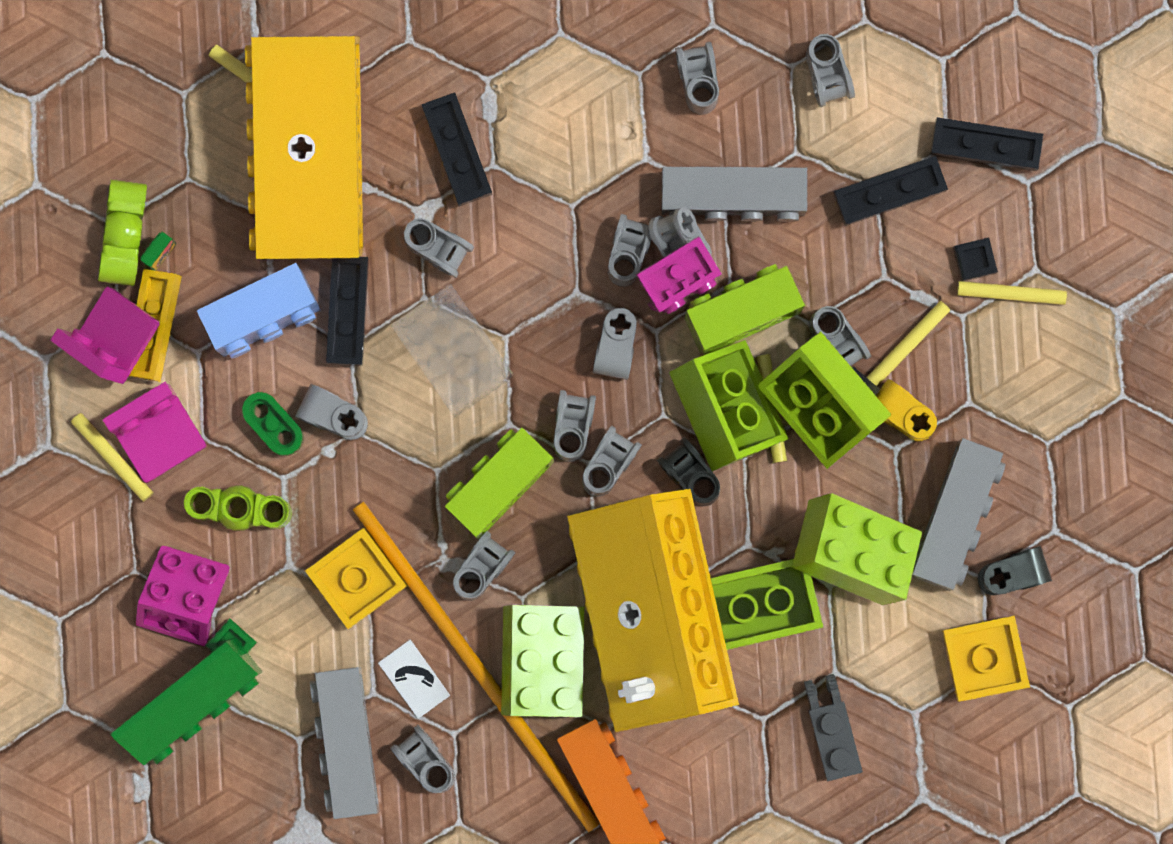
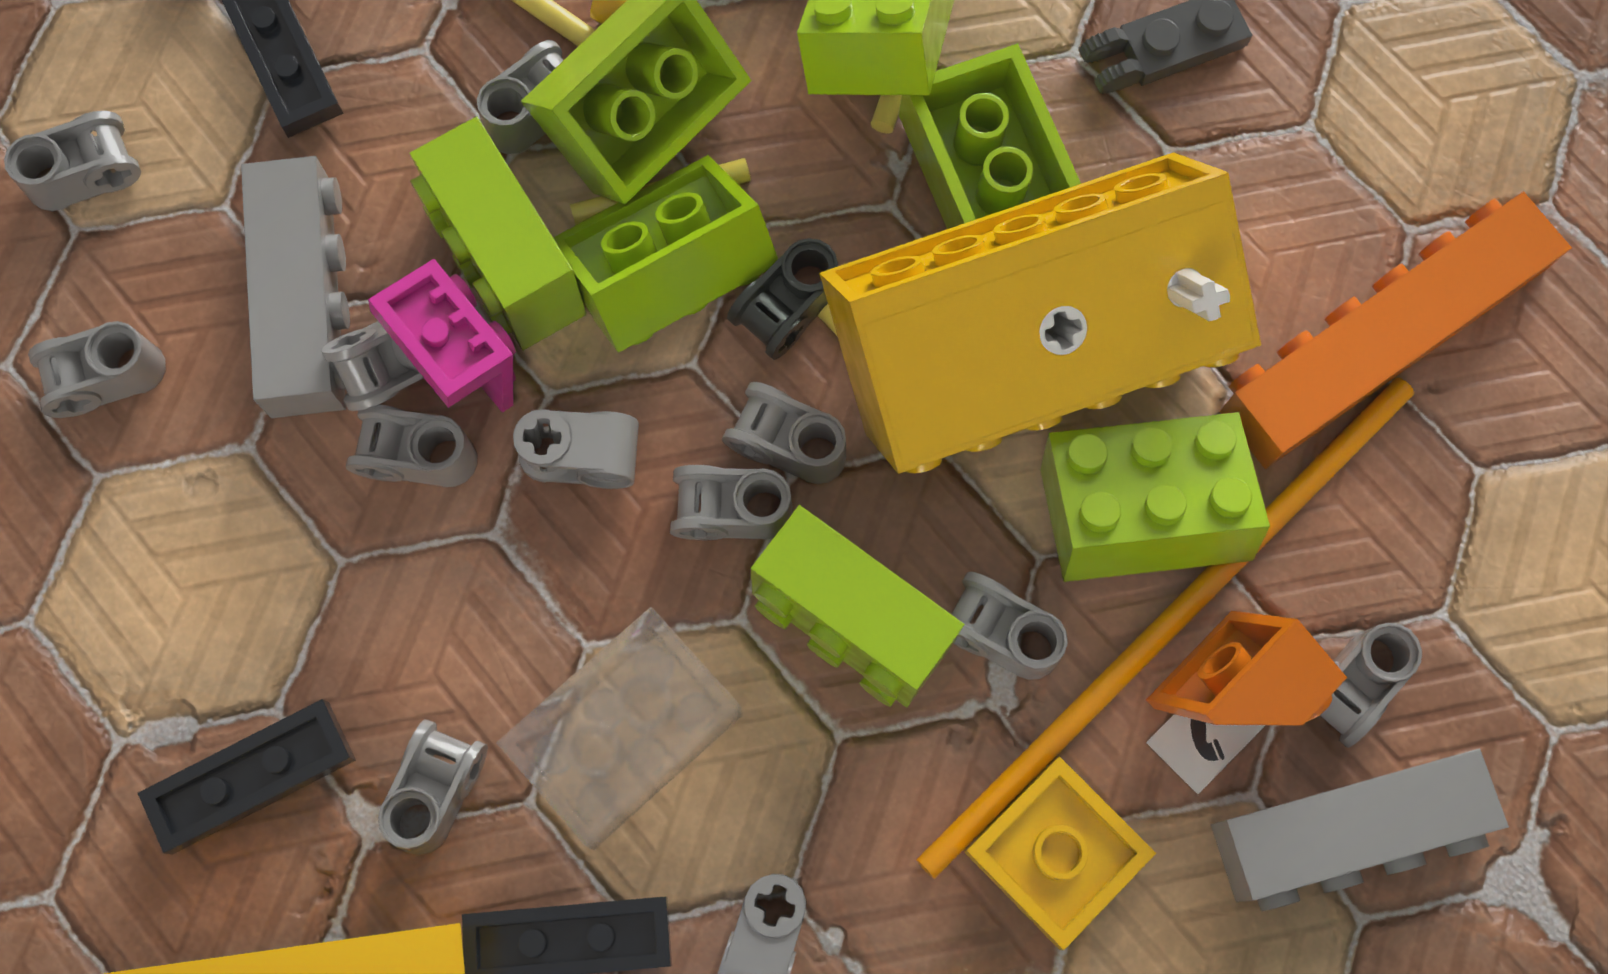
camera: 100 degrees left, 10 degrees down
(432, 693) = (1252, 674): none -> orange slope

